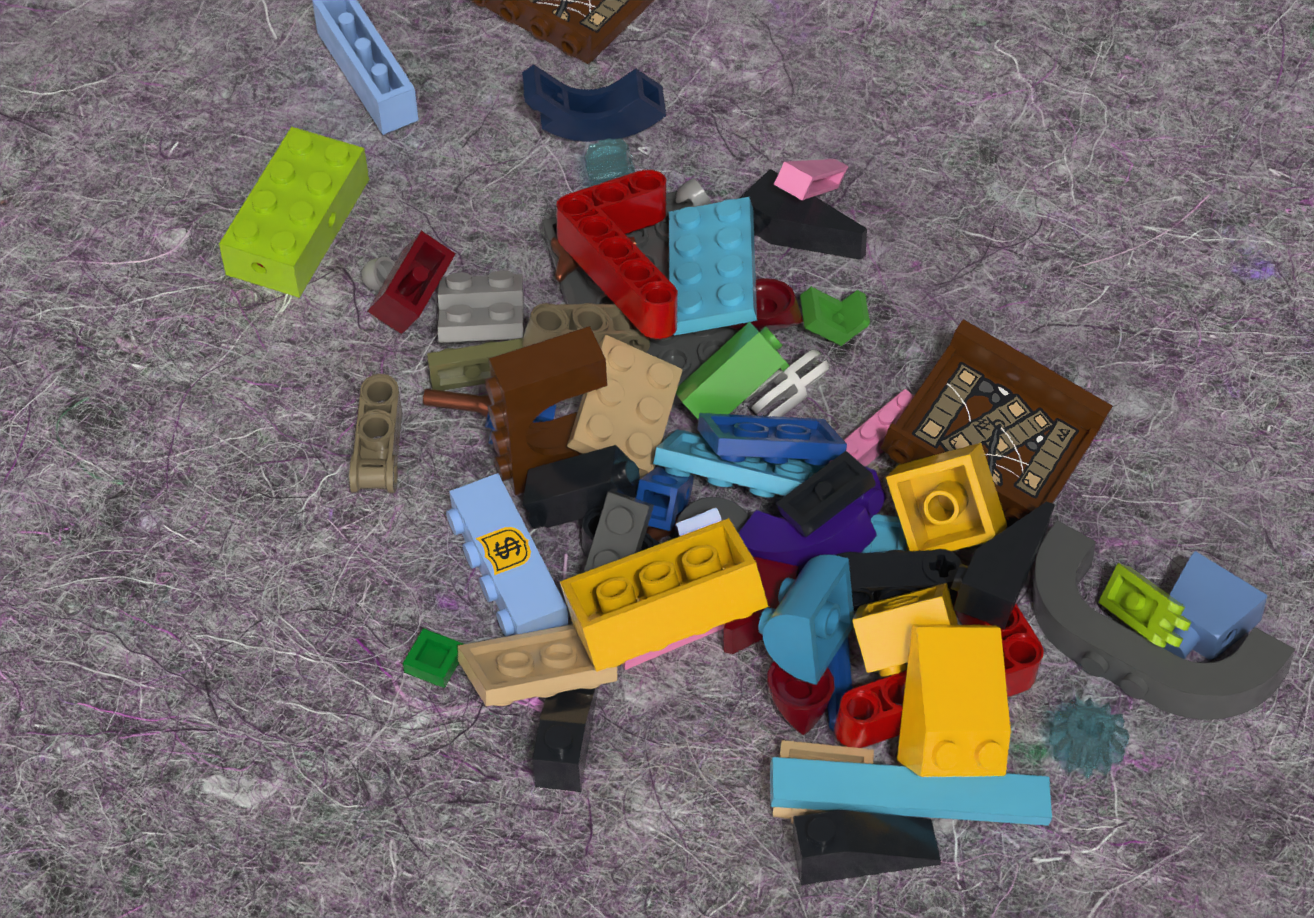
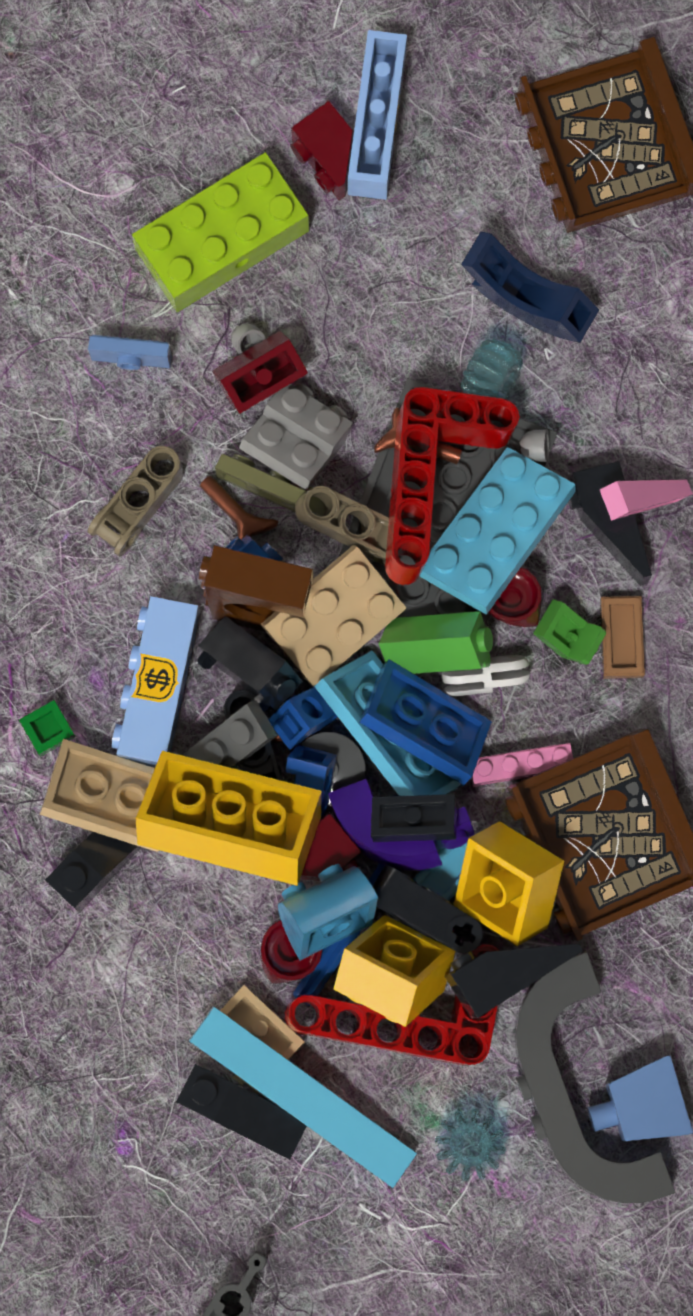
camera: 35 degrees right, 25 degrees up
(282, 338) = (129, 352): none -> medium blue plate
(338, 108) = (326, 144): none -> dark red slope
(887, 305) = (624, 637): none -> medium nougat tile
(955, 702) = (375, 1065): yellow slope -> none
(1144, 606) = (591, 1076): lime hinge -> none

